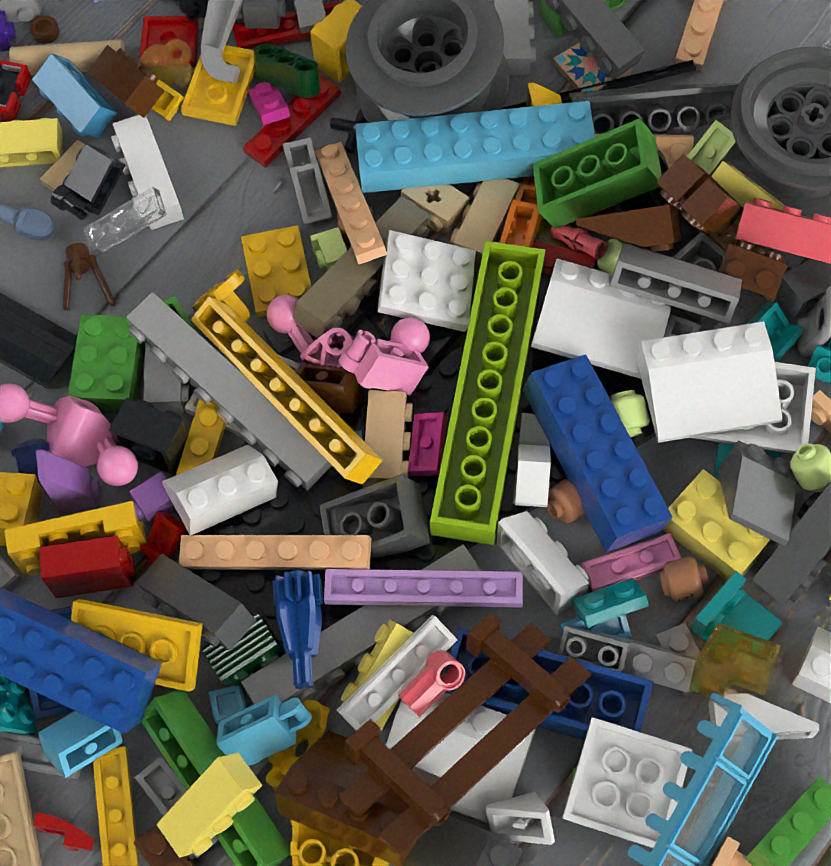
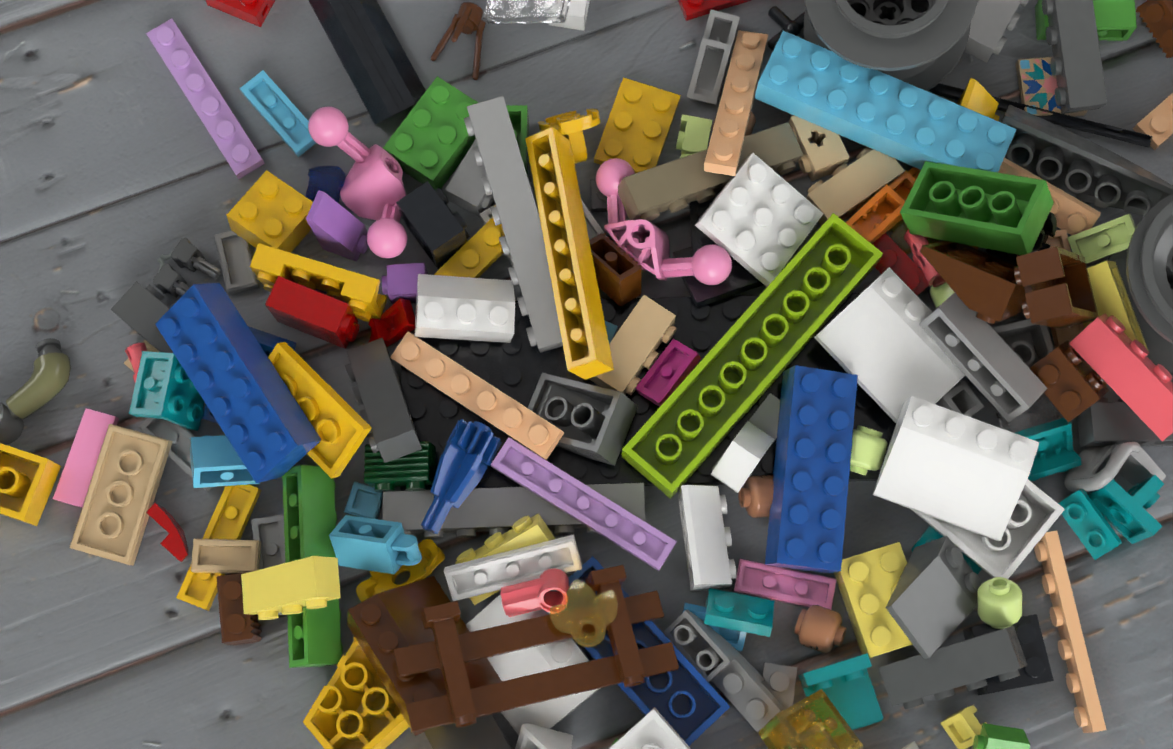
camera: 30 degrees right, 10 degrees up
(129, 821) = (225, 556): none -> tan tile
(383, 363) = (669, 279): bright pink hinge -> none
(483, 664) = (585, 608): none -> clear yellow plate

